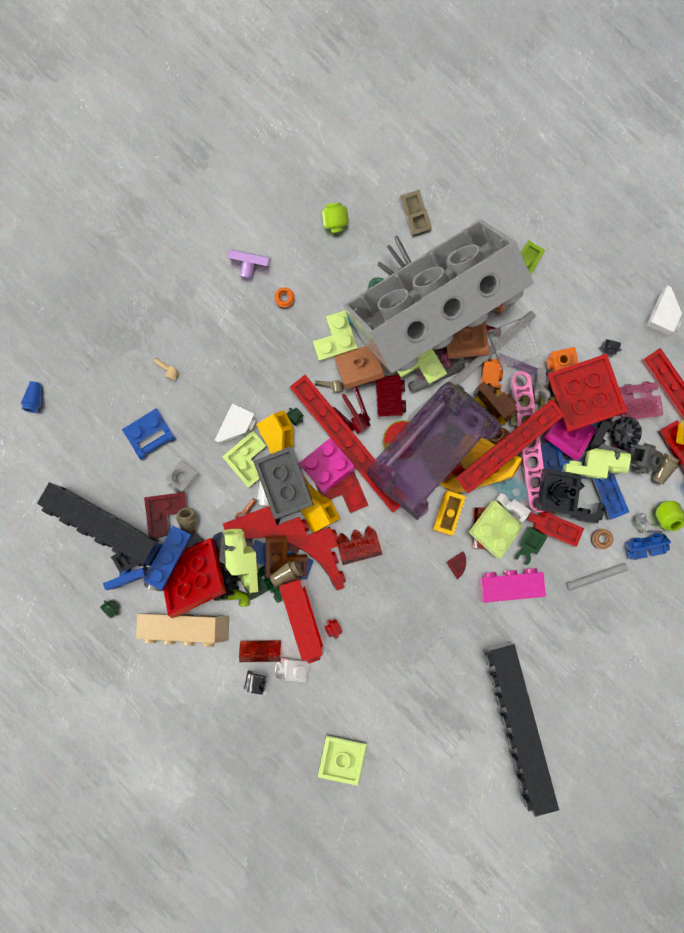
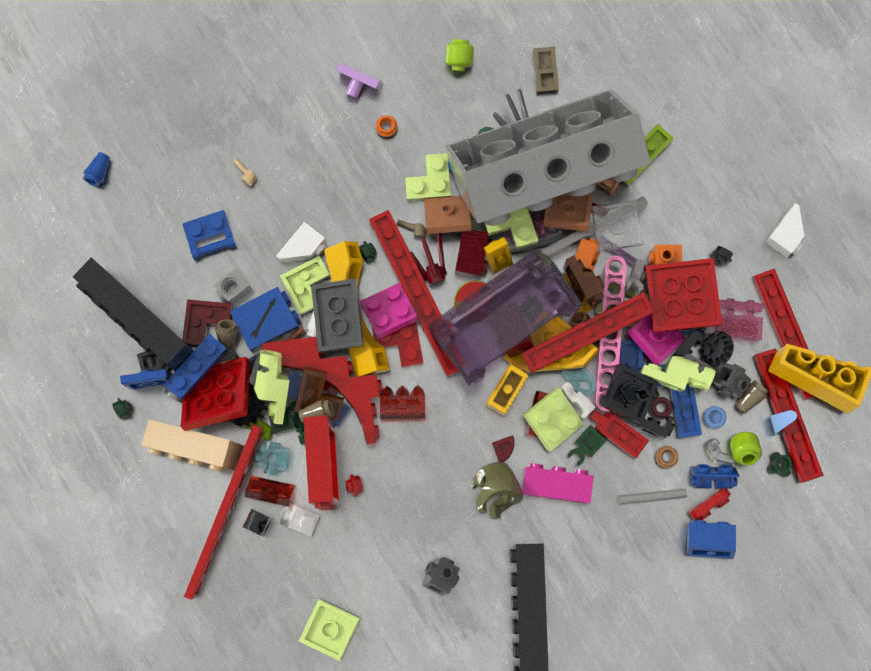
camera: 15 degrees right, 5 degrees down
(219, 499) = (266, 319): none -> blue brick
(225, 680) = (224, 512): none -> red tile
(263, 618) = (281, 459): none -> clear light blue brick
(414, 394) = (498, 255): none -> yellow plate
(429, 691) = (441, 576): none -> dark grey brick
(461, 597) = (497, 480): none -> olive piece
(593, 496) = (667, 408): none -> dark red plate
(636, 493) = (714, 417): none -> medium blue tile
(656, 565) = (718, 499): none -> red plate
(658, 603) = (711, 539): none -> blue brick

